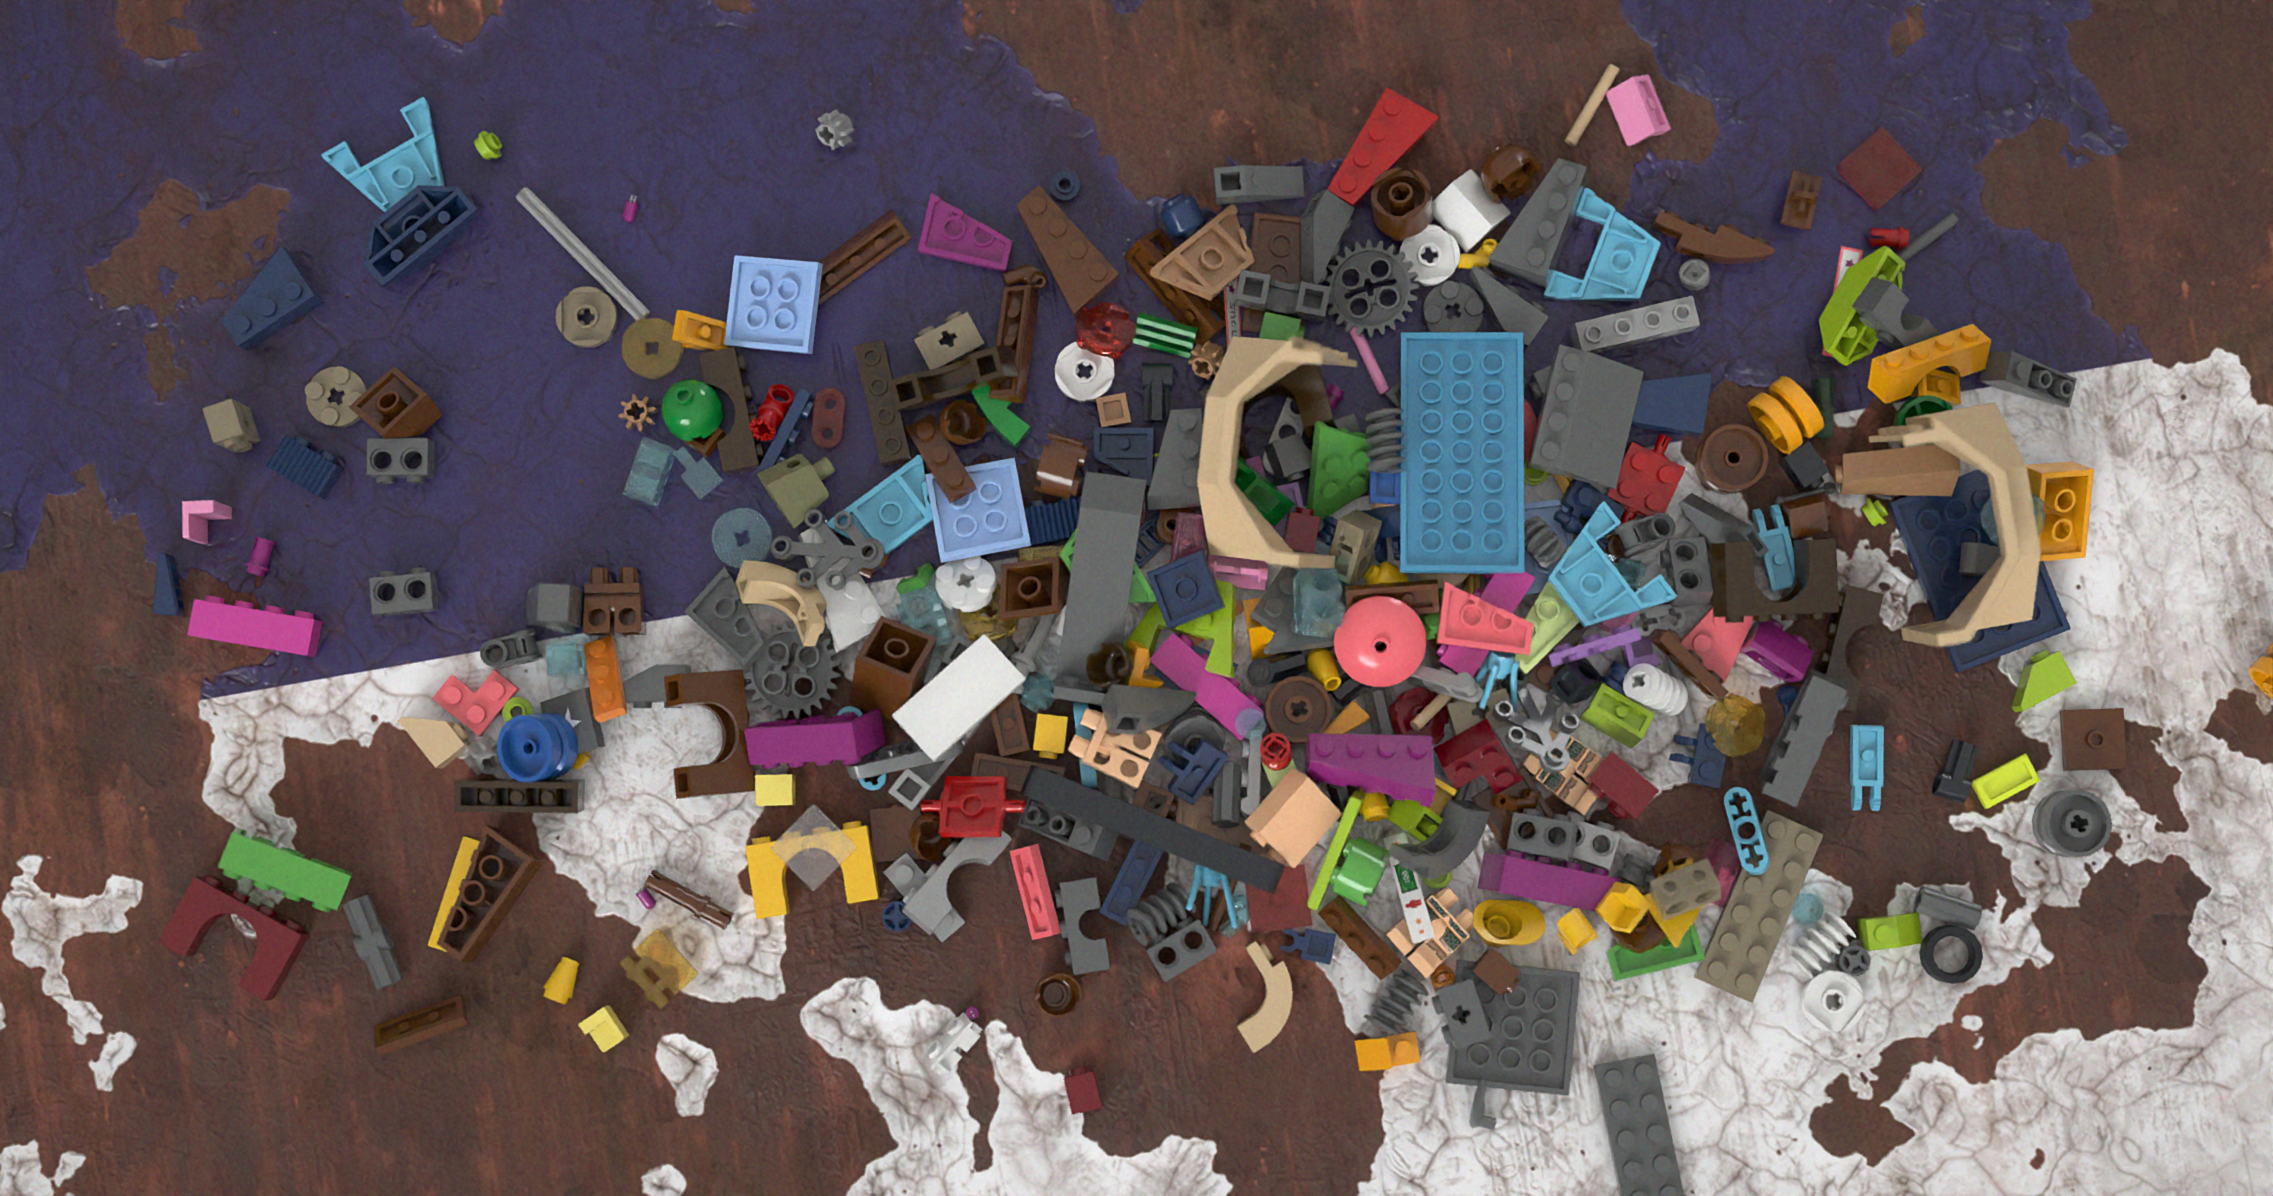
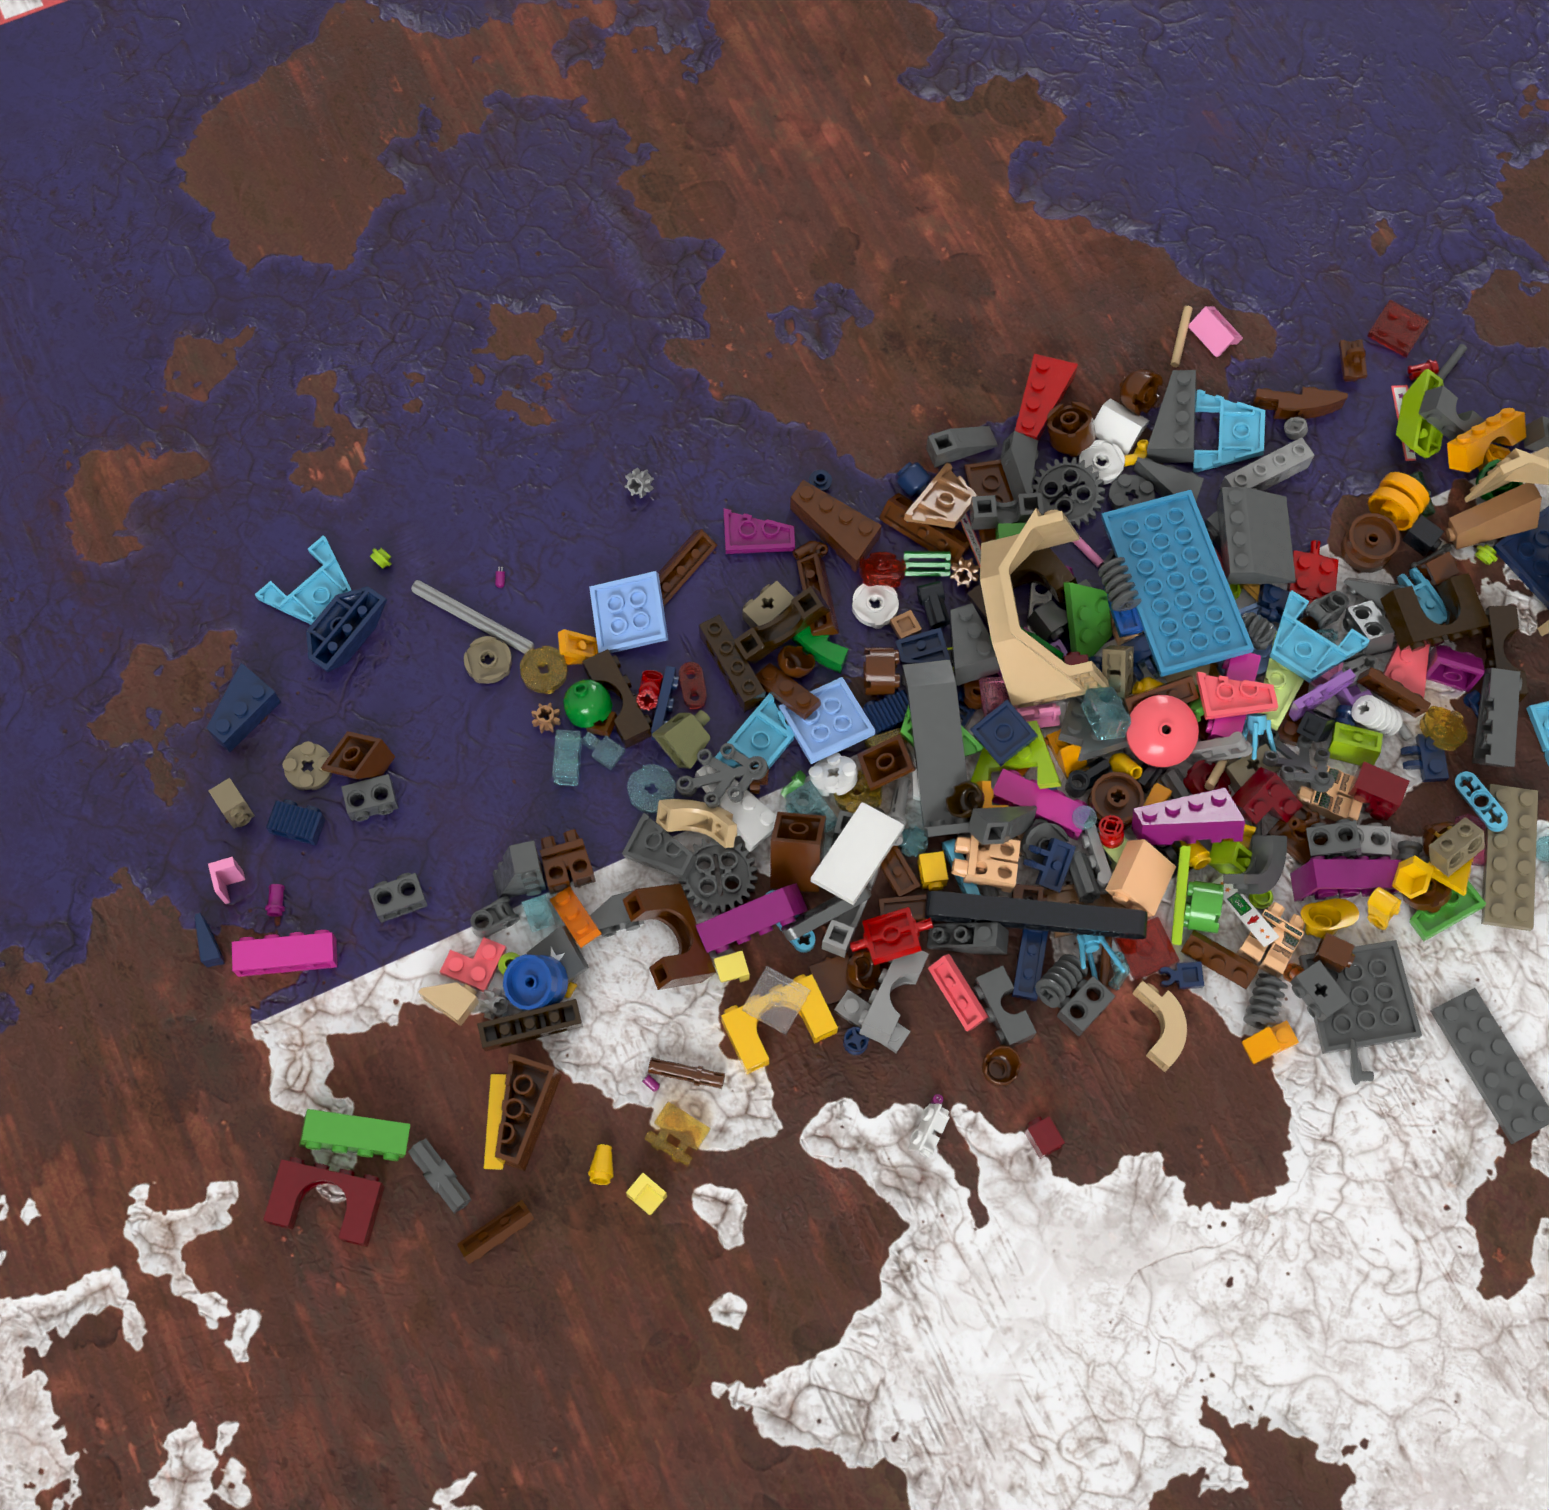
camera: 15 degrees left, 15 degrees down
(1673, 404) = (1315, 517): dark blue slope -> none

